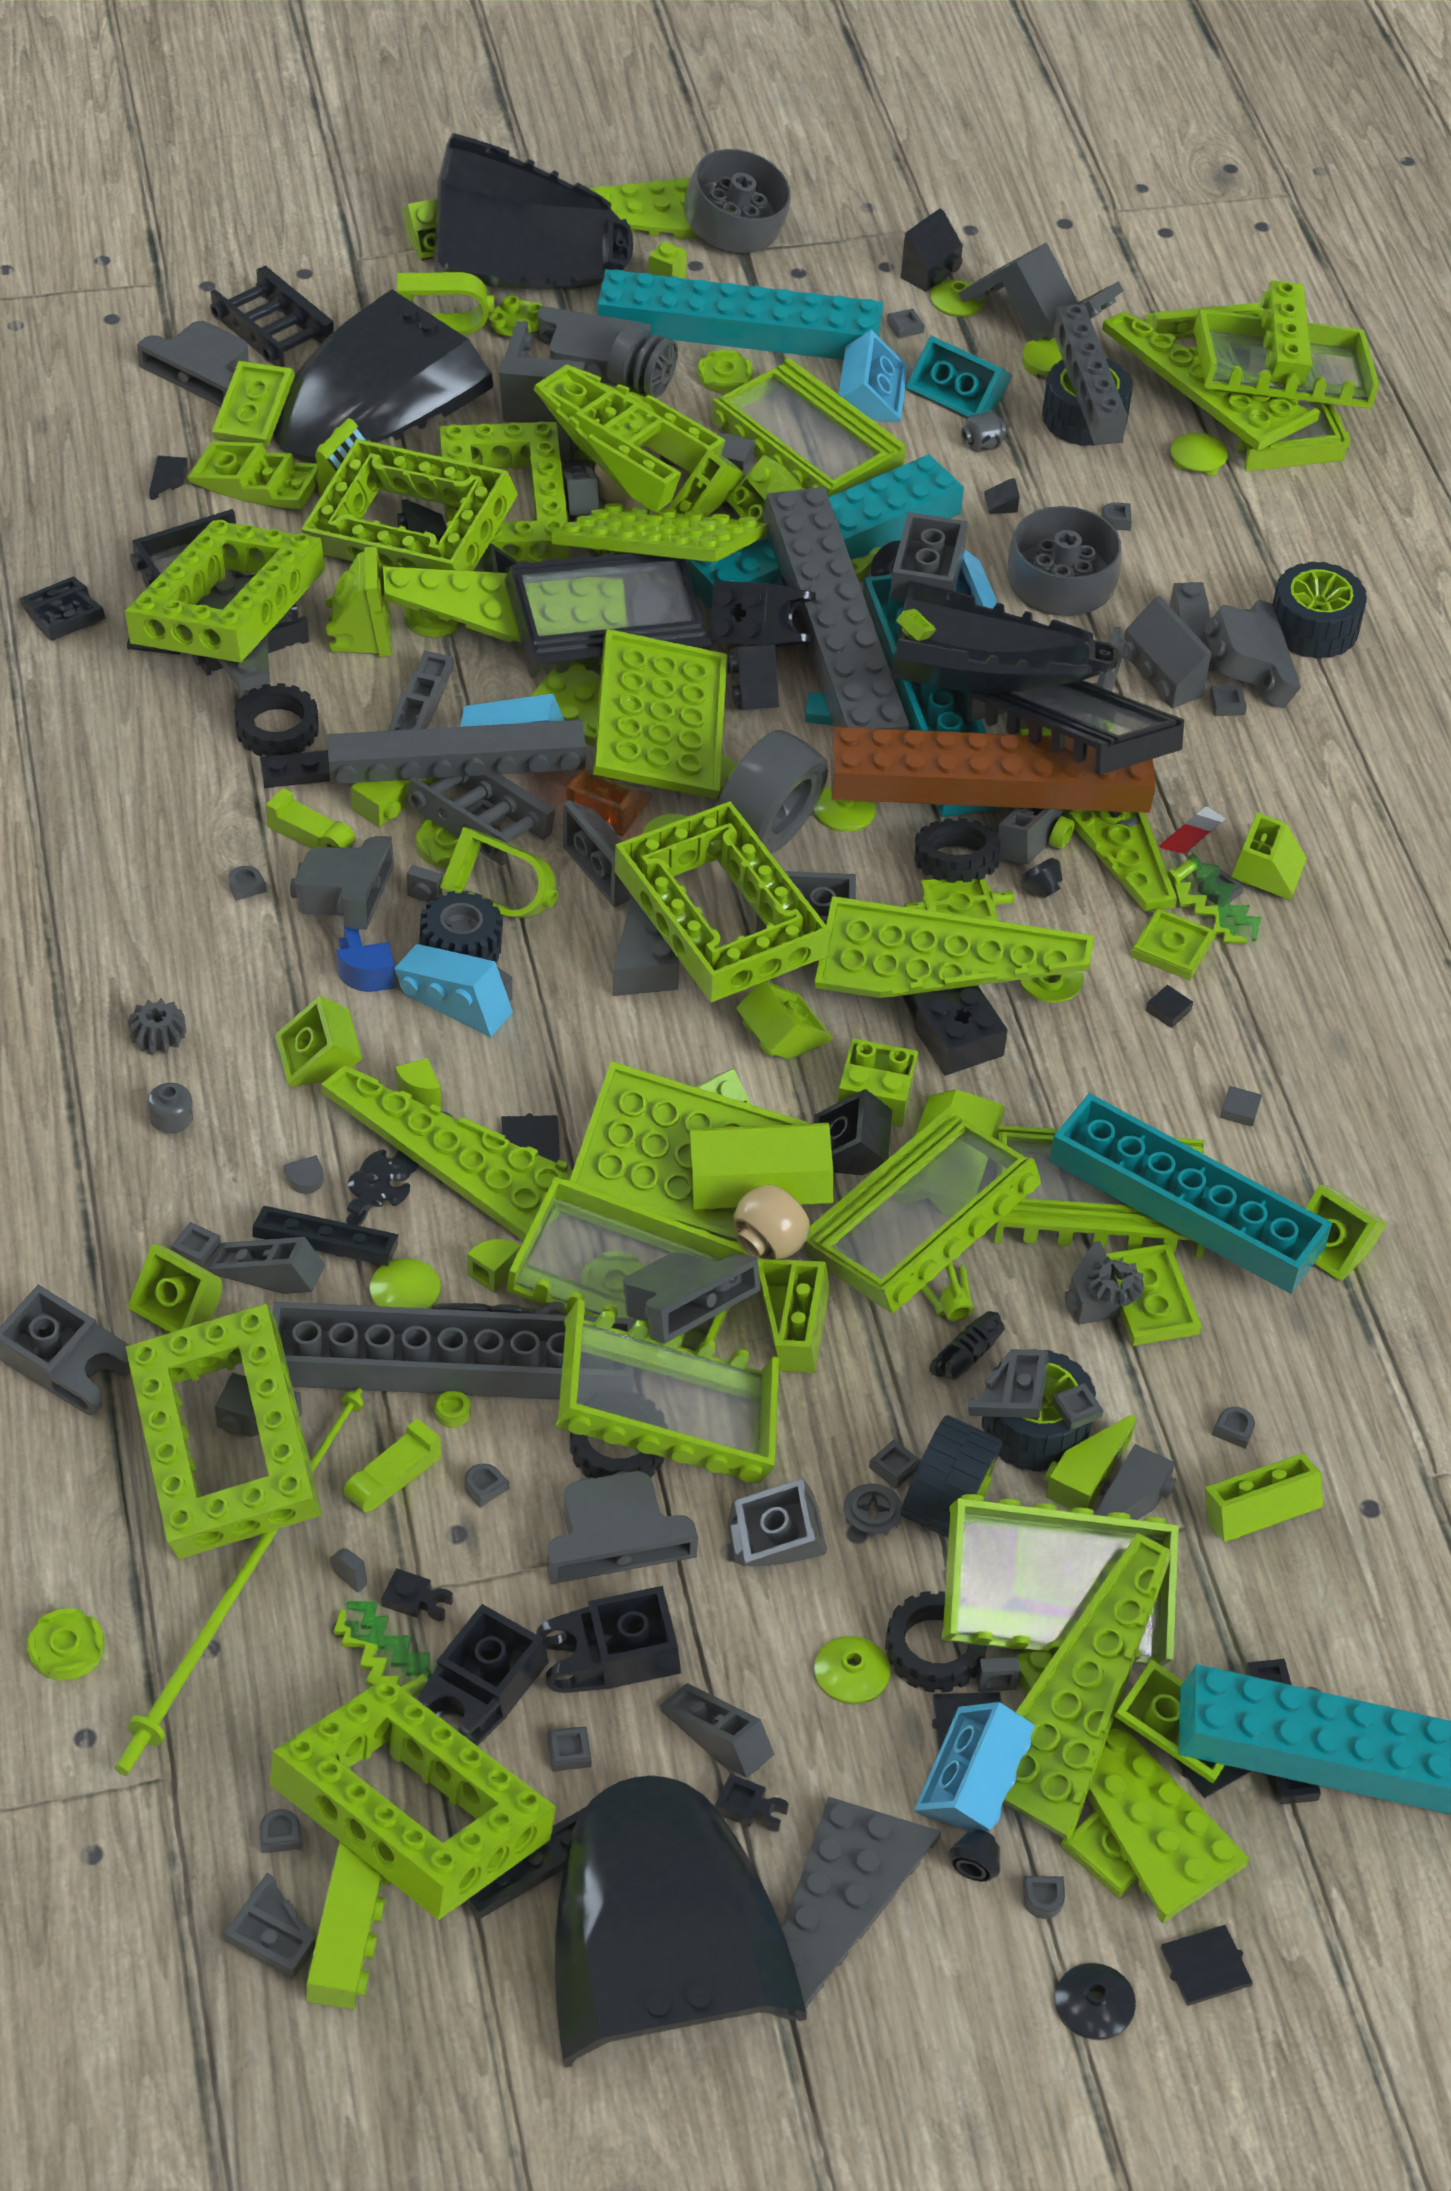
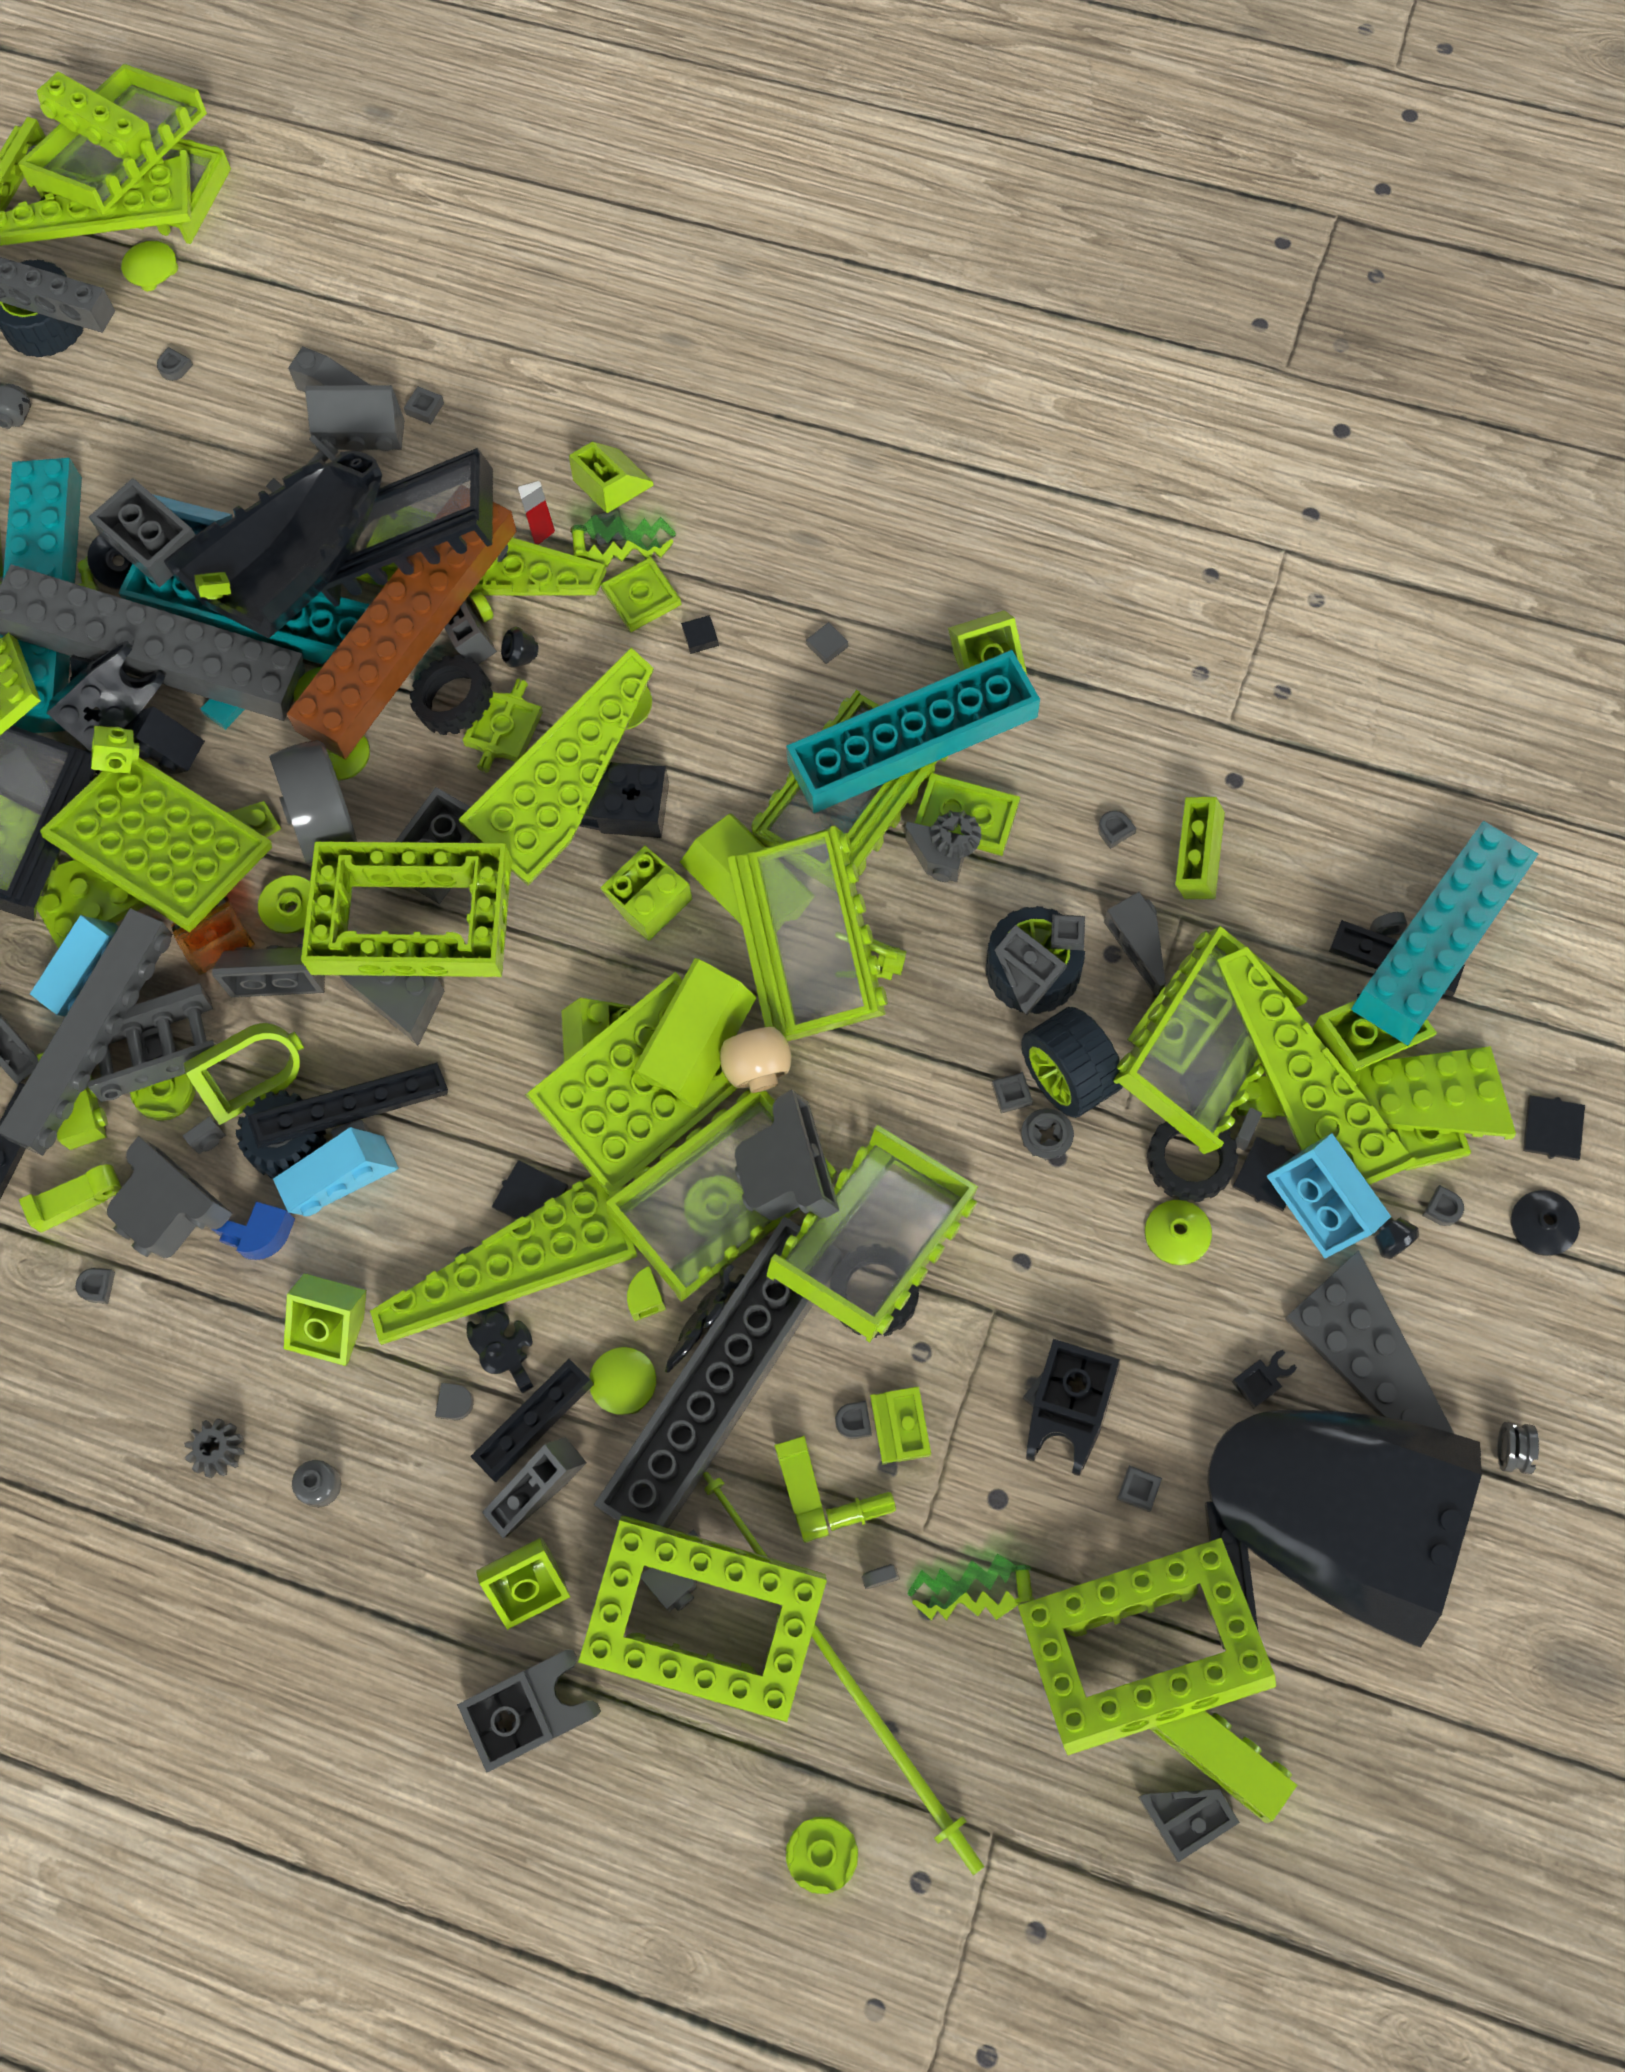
camera: 50 degrees left, 20 degrees up
(196, 1244) = (471, 1534): dark grey tile -> none
(280, 1831) = (1097, 1764): dark grey tile -> none
(400, 1524) = (861, 1510): none -> lime axle
(411, 1593) = (929, 1538): black plate -> none
(420, 1081) = (421, 1257): lime brick -> none
(452, 1409) = (766, 1407): lime tile -> none
(484, 1672) = (1057, 1537): black brick -> none
(502, 1519) = (900, 1425): none -> lime plate
(519, 961) = (347, 1105): none -> black tile
(616, 1528) = (958, 1340): dark grey brick -> none
(714, 638) = (113, 749): none -> lime brick
(720, 1729) = (1185, 1365): dark grey slope -> none
(776, 1526) = (1029, 1218): dark grey slope -> none
(782, 1021) = (539, 929): lime slope -> none
(796, 1309) = (837, 1086): lime wedge -> none
(827, 2061) = (1517, 1447): none -> dark grey wheel
(858, 1133) = (683, 935): black slope -> none
(968, 1346) = (939, 975): black hinge -> none
(1003, 497) = (91, 435): black slope -> none
(1067, 541) = (189, 415): dark grey wheel -> none
(1088, 1465) = (1105, 964): lime slope -> none
(1253, 650) = (395, 355): dark grey brick -> none
(1319, 609) = (384, 284): black wheel -> none

